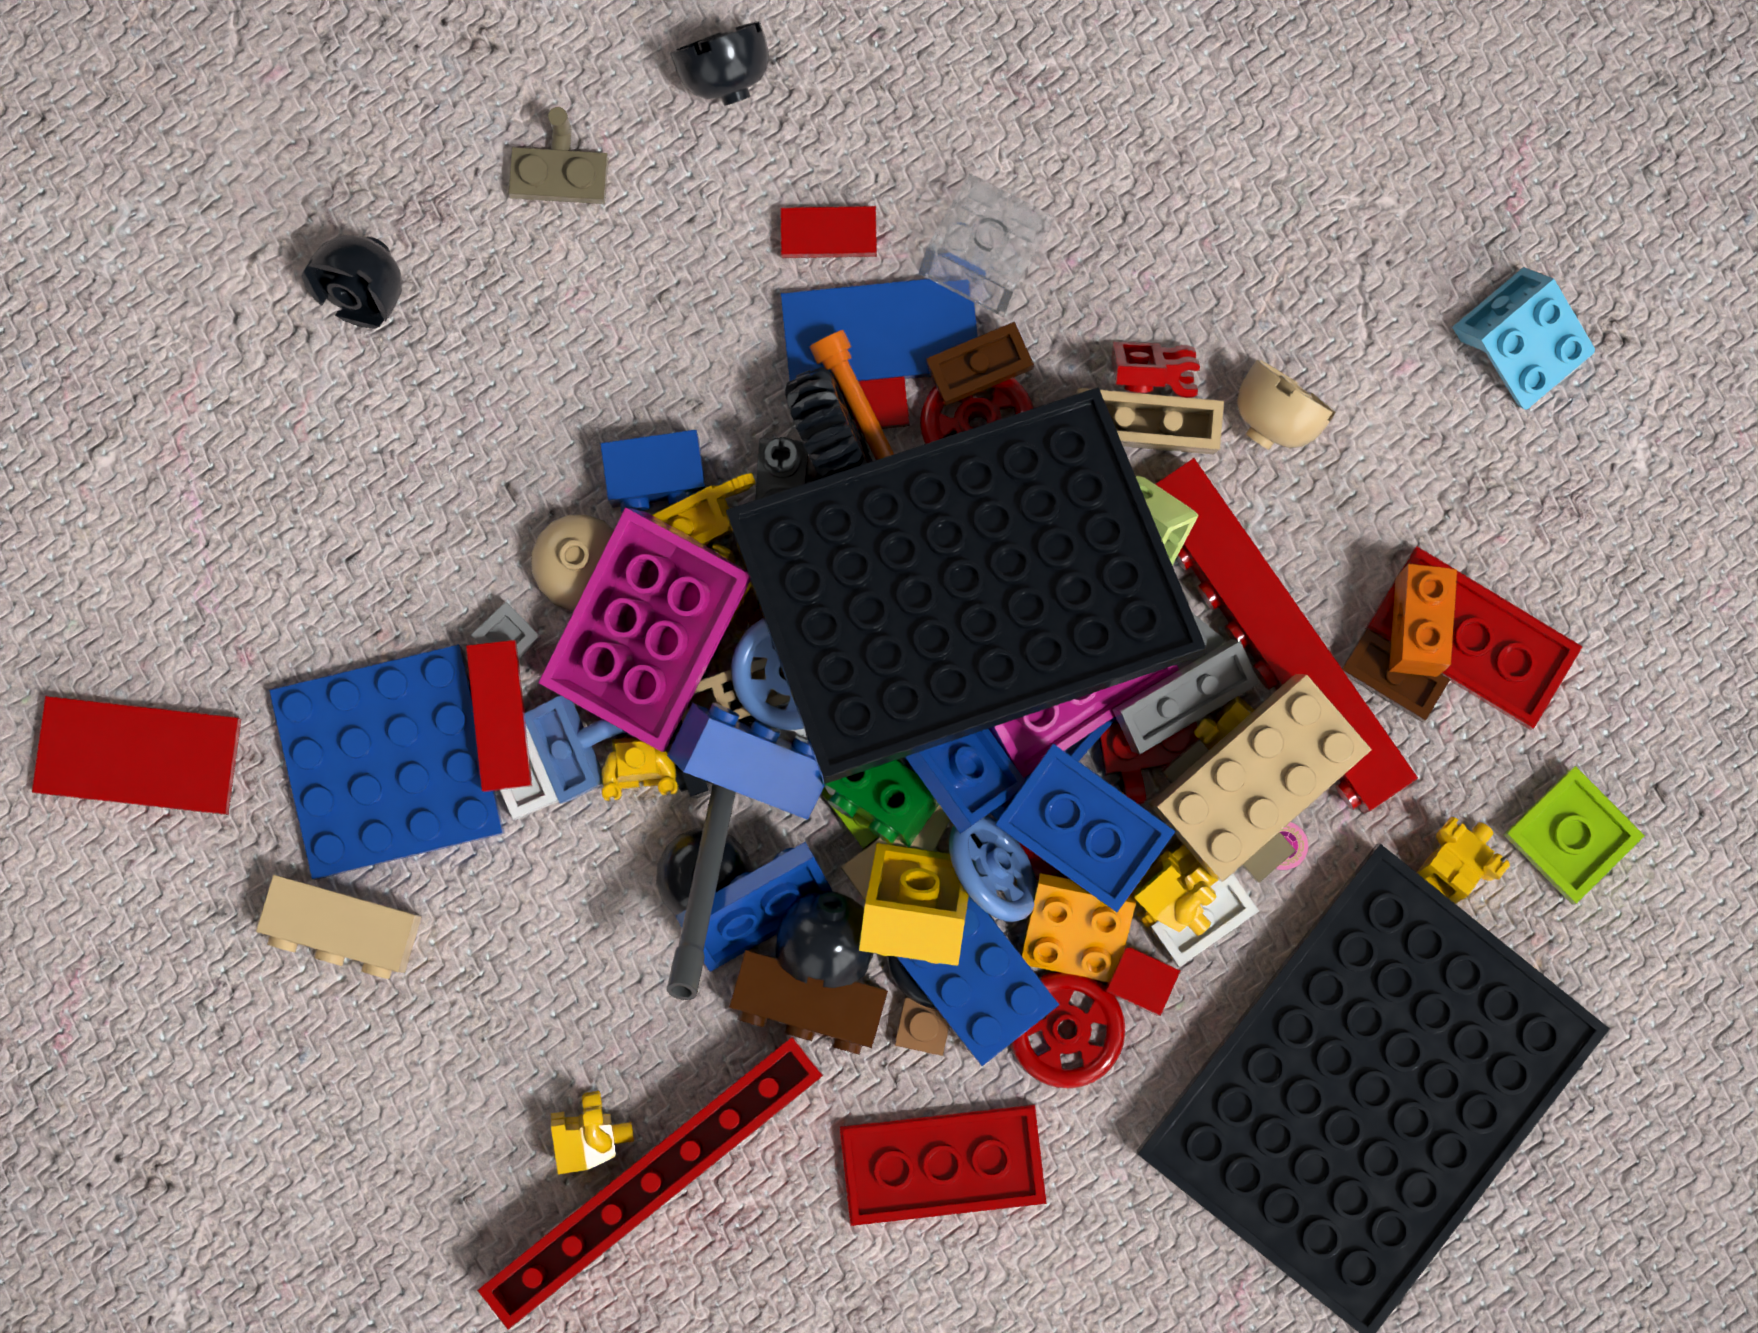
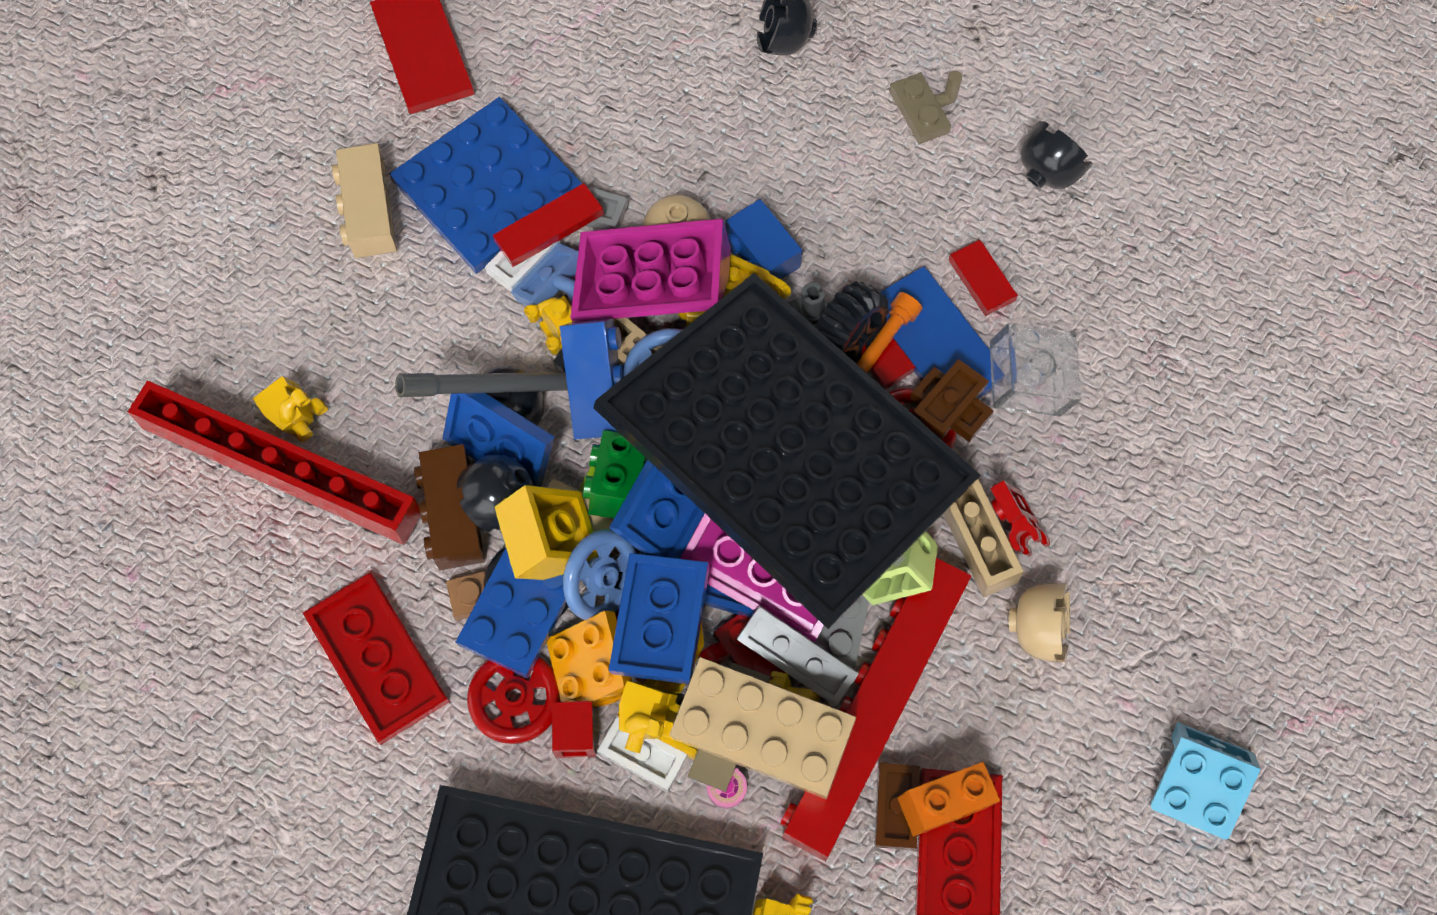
camera: 65 degrees right, 15 degrees down
(982, 365) = (950, 398): none -> reddish brown plate

